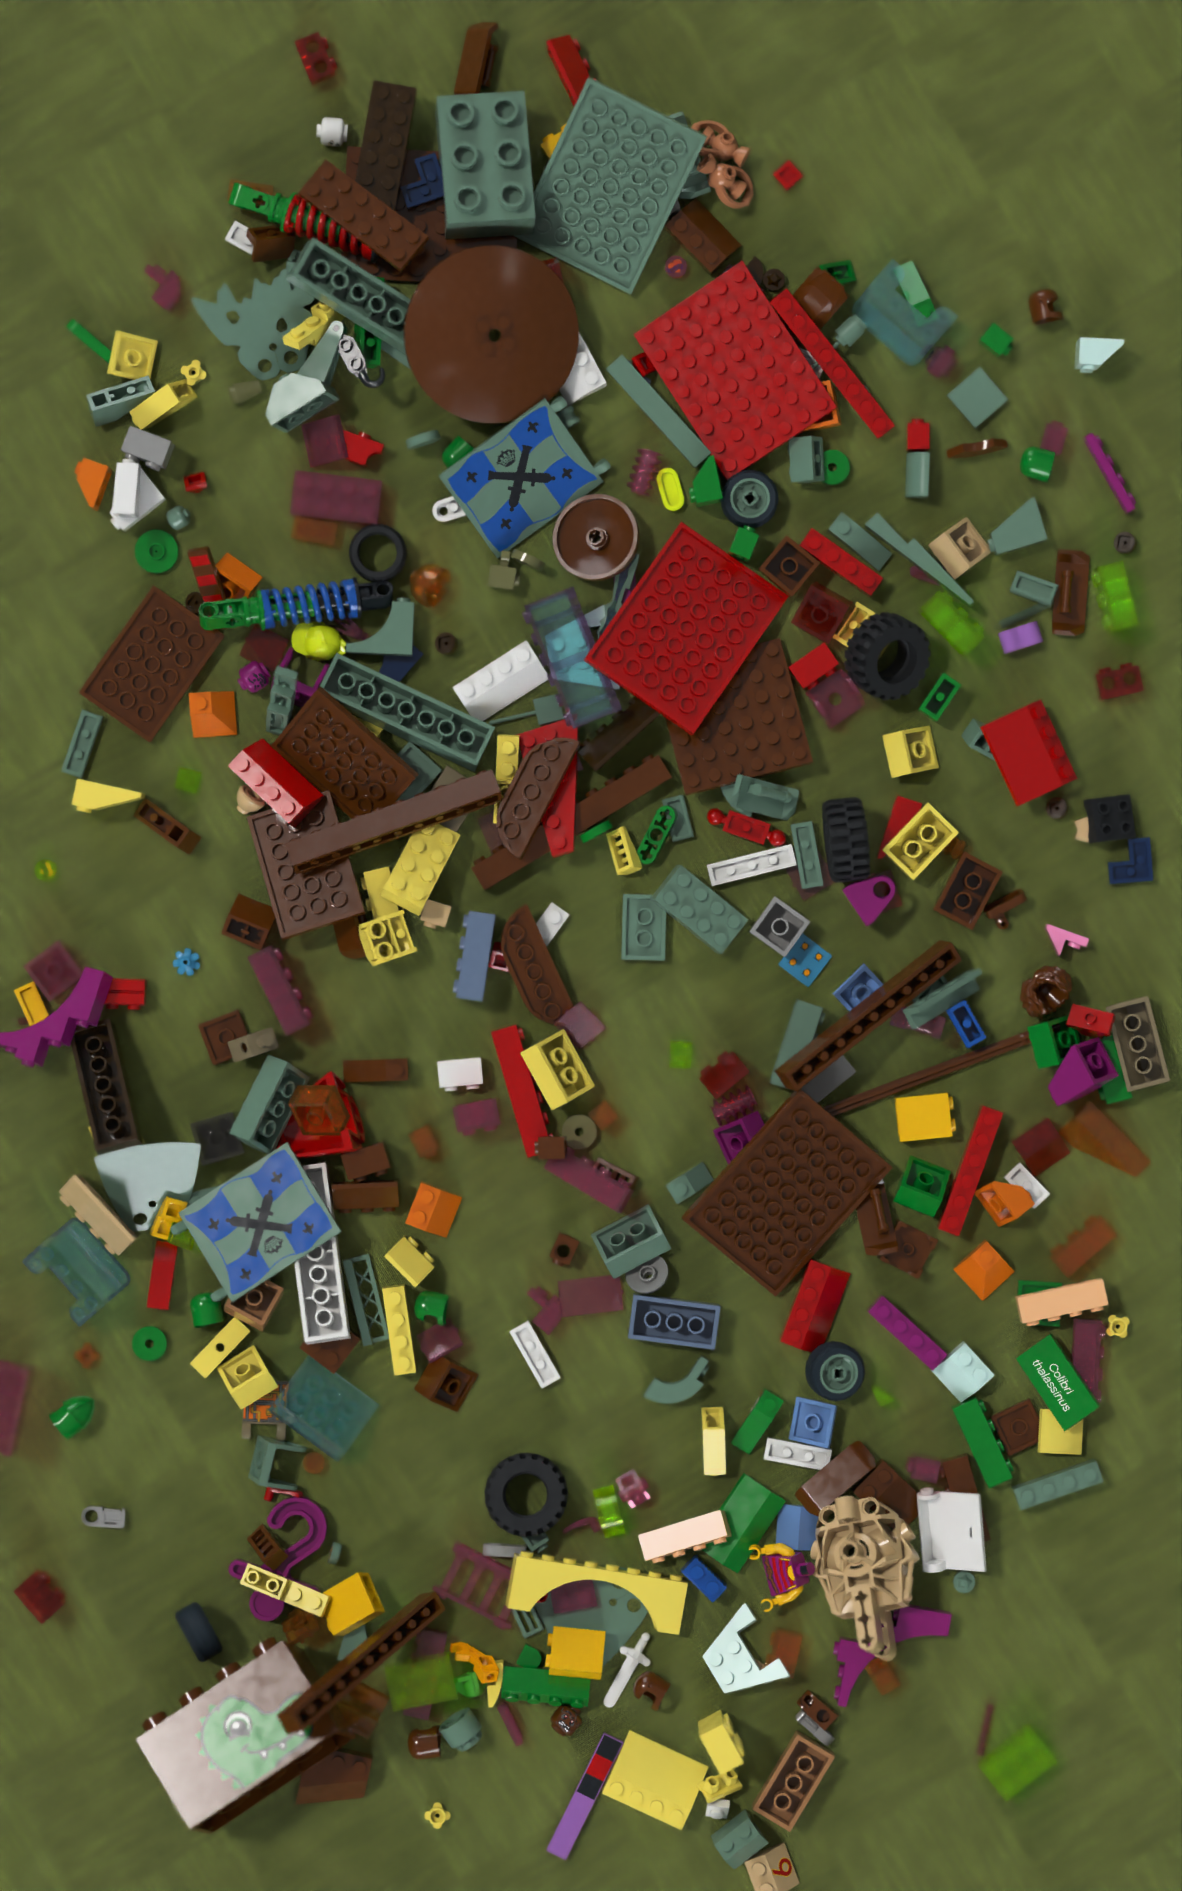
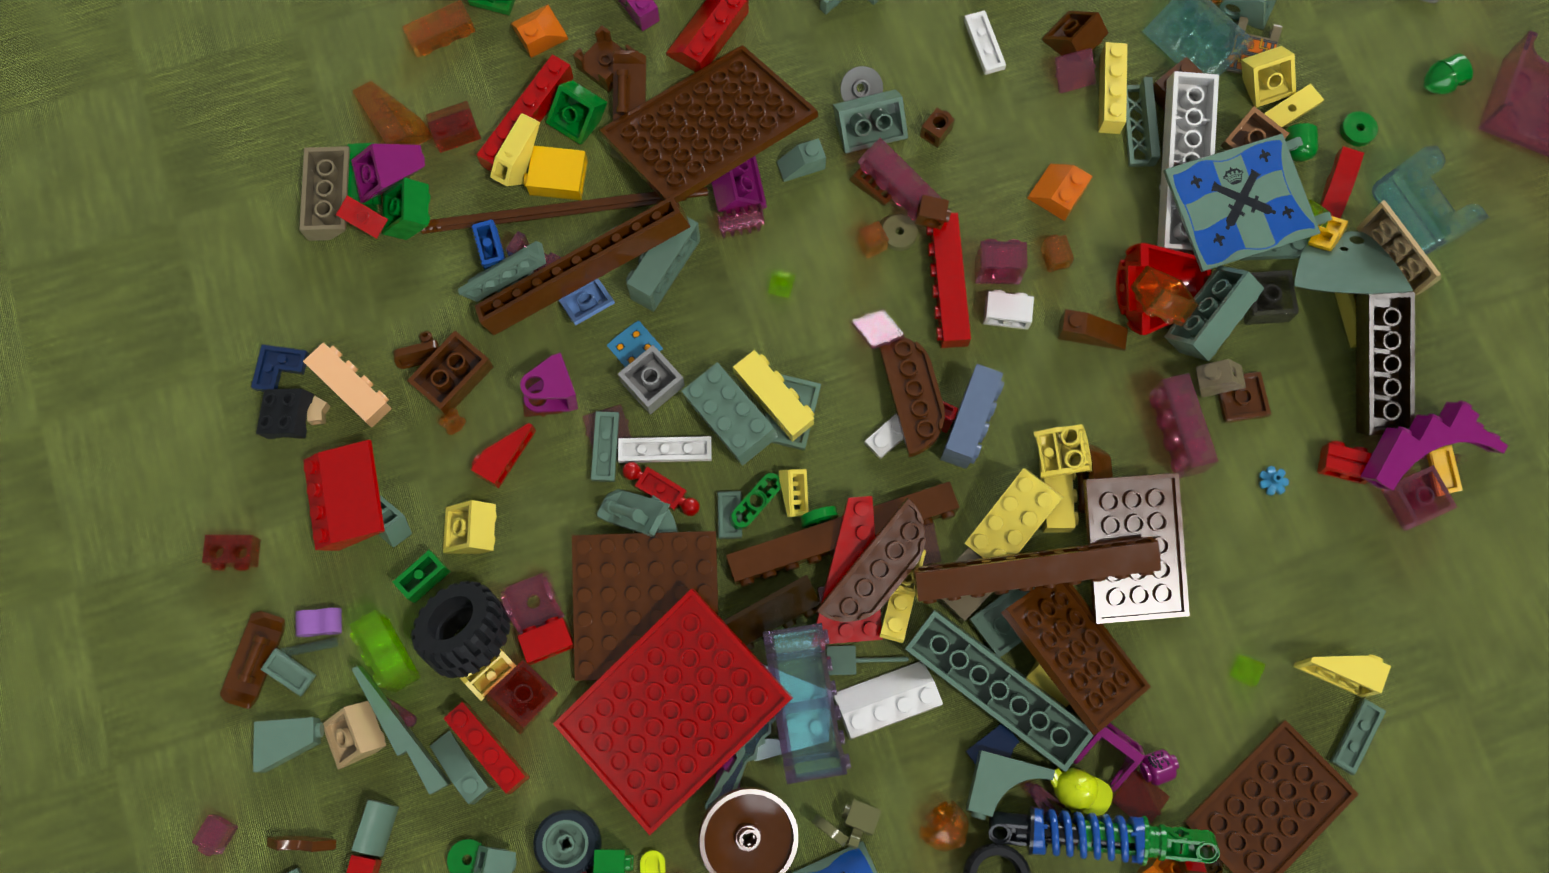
camera: 165 degrees left, 15 degrees down
(45, 869) = (1413, 608): clear neon green tile -> none
(80, 1355) = (1426, 125): clear orange plate -> none
(167, 826) = (1276, 622): reddish brown slope -> none
(213, 714) = (1210, 737): orange slope -> none
(248, 800) = (1183, 634): tan brick -> none
(249, 922) = (1206, 503): reddish brown slope -> none
(276, 781) = (1154, 644): red slope -> none
(281, 700) = (1136, 731): sand green slope -> none
(366, 1195) = (1125, 215): reddish brown slope -> none
(367, 1160) = (1115, 238): reddish brown brick -> none
(410, 1260) = (1093, 143): light yellow slope -> none
(431, 1304) = (1077, 100): green helmet -> none
(435, 914) = (1004, 470): tan brick -> none
(446, 643) = (938, 757): dark brown tile -> none
(550, 1313) = (963, 77): clear pink brick -> none
(557, 1069) = (910, 287): light yellow brick -> none
(590, 1295) = (922, 79): clear pink piece -> none
(662, 934) = (773, 395): none -> light yellow brick
(674, 1321) = (844, 38): sand blue brick -> none
(723, 1074) = (743, 248): clear red slope -> none
(744, 543) = (585, 793): green brick -> none
(788, 566) = (543, 756): reddish brown brick -> none
(846, 839) = (557, 444): black tyre -> none
(920, 841) = (482, 429): light yellow slope -> none
(965, 1122) = (515, 153): none -> light yellow slope
(1004, 1201) = (497, 75): orange slope -> none
(1022, 1177) = (475, 92): white plate -> none
(1037, 463) = (239, 810): green helmet -> none
(1045, 991) = (400, 258): reddish brown hair -> none
(1057, 808) = (336, 437): dark brown tile -> none
(1058, 936) = (371, 310): bright pink slope -> none
(1062, 860) = (347, 384): none -> light nougat brick
(1105, 465) = (165, 773): magenta plate -> none
(1114, 597) = (202, 640): clear neon green brick -> none
(1125, 543) = (176, 699): dark brown tile -> none

